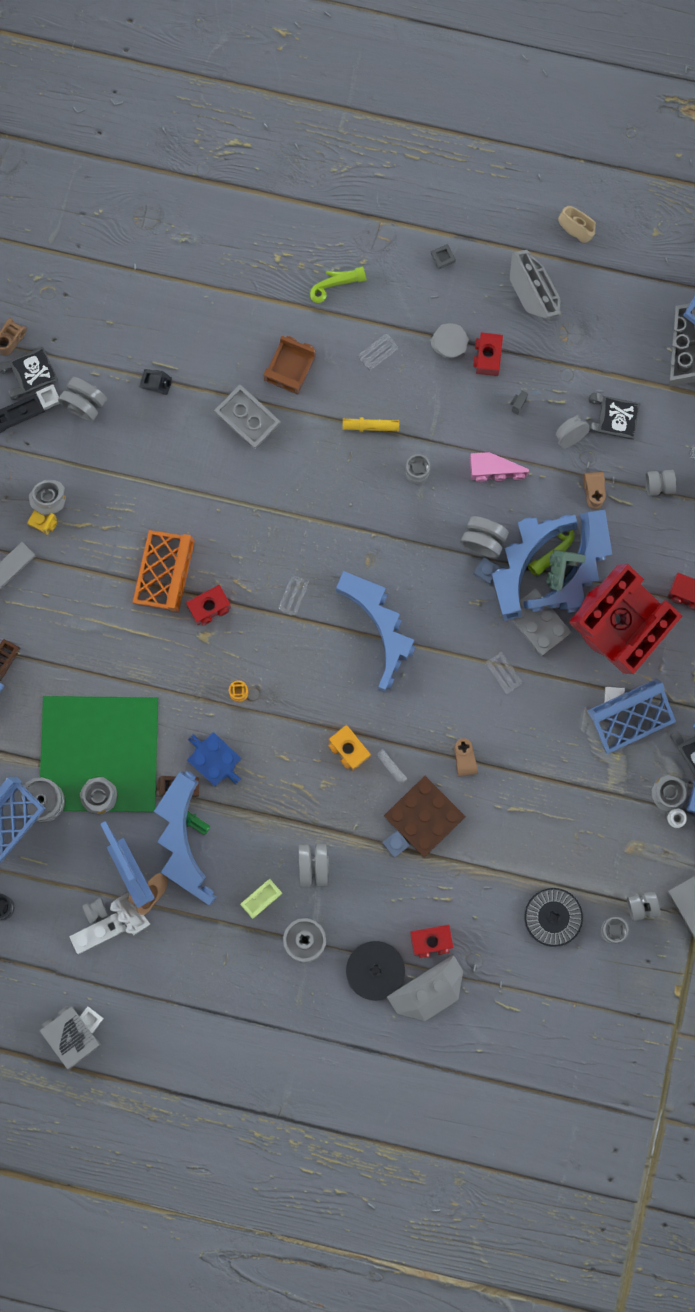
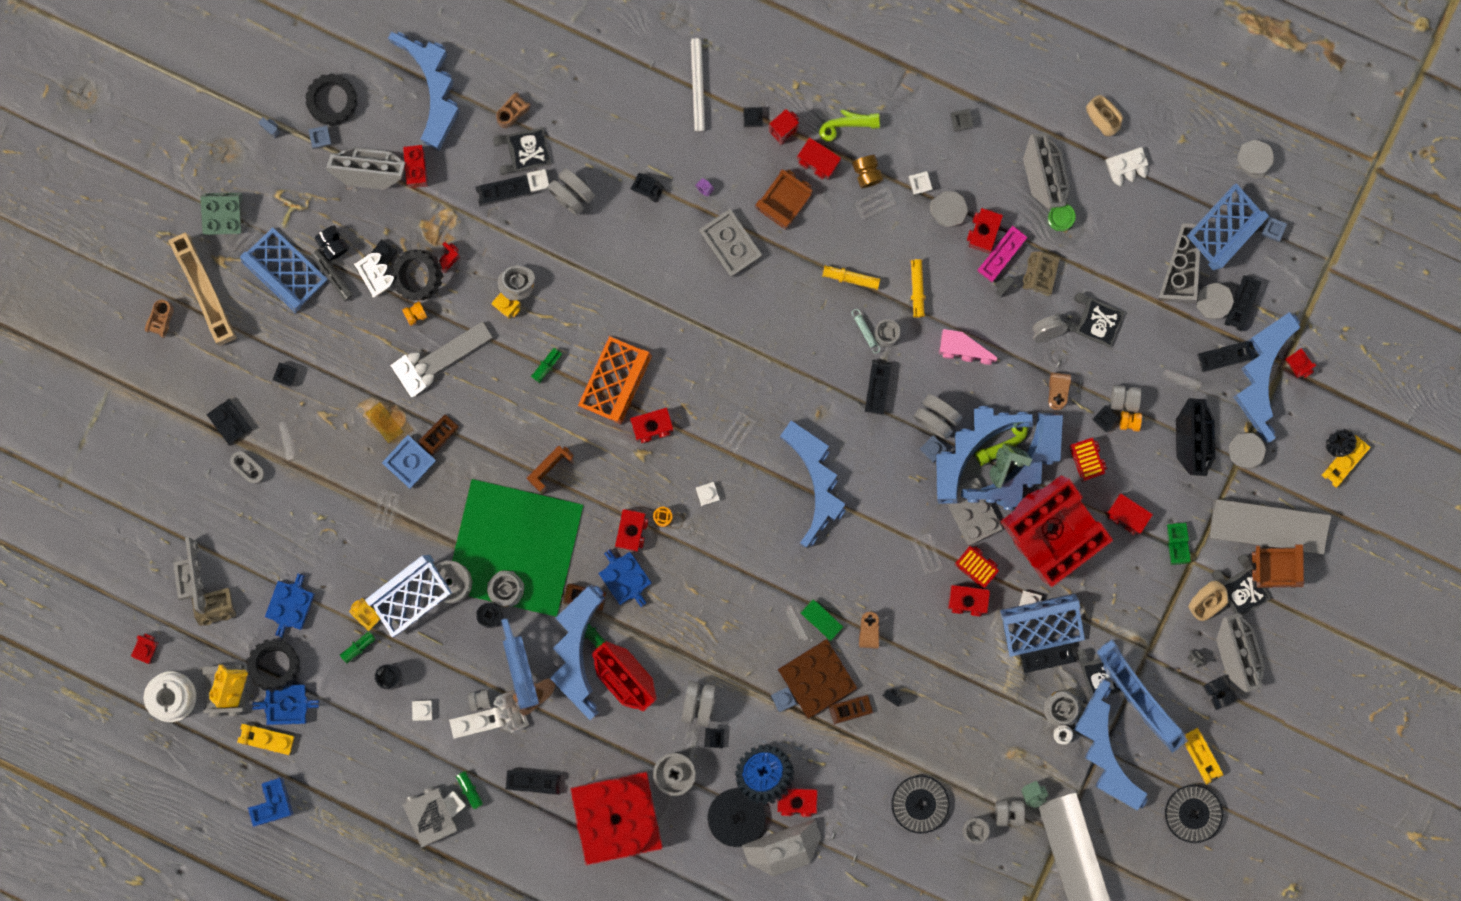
camera: 15 degrees right, 5 degrees up
(40, 933) = (422, 710): none -> white plate
(87, 824) = (489, 615): none -> black wheel
(93, 570) = (546, 365): none -> green axle
(103, 1001) = (469, 790): none -> green axle
(106, 677) = (558, 453): none -> dark orange panel
(165, 980) = (532, 782): none -> black plate
(183, 276) = (697, 75): none -> white axle
(209, 699) = (628, 519): none -> red brick
(211, 369) = (704, 187): none -> medium lavender axle
(233, 855) = (624, 676): none -> red wedge
(243, 295) = (753, 117): none -> black plate
(252, 1020) = (629, 798): none -> red piece
(261, 898) = (641, 724): yellowish green plate -> none
(274, 295) = (784, 126): none -> red brick
(277, 660) = (707, 494): none -> white plate
(314, 320) = (818, 159): none -> red brick
(336, 896) = (714, 738): none -> black plate
(347, 737) = (758, 584): light orange brick -> none
(365, 323) = (867, 171): none -> pearl gold wheel
(396, 473) = (865, 331): none -> light aqua piece
(404, 914) = (774, 768): none -> wheel
(415, 758) = (821, 619): none -> green slope
(417, 323) = (920, 183): none -> white plate
(420, 524) = (877, 388): none -> black plate
(439, 429) = (917, 288): none -> yellow pin
(450, 848) = (835, 714): none -> reddish brown slope
(502, 817) = (892, 696): none -> black plate
(510, 372) = (1002, 254): none -> dark pink plate
(551, 381) = (1041, 272): none -> dark tan bracket
(555, 673) = (976, 566): none -> red brick
(559, 327) = (1061, 218): none -> bright green wheel
(564, 701) = (979, 596): none -> red brick
(609, 265) = (1127, 164): none -> white plate
(638, 548) = (1087, 459): none -> red brick
(643, 747) = (1047, 658): none -> black plate
(645, 506) = (1105, 418): none -> black plate
(663, 882) = (1034, 794): none -> sand green plate
(670, 503) = (1130, 421): none -> light orange wheel

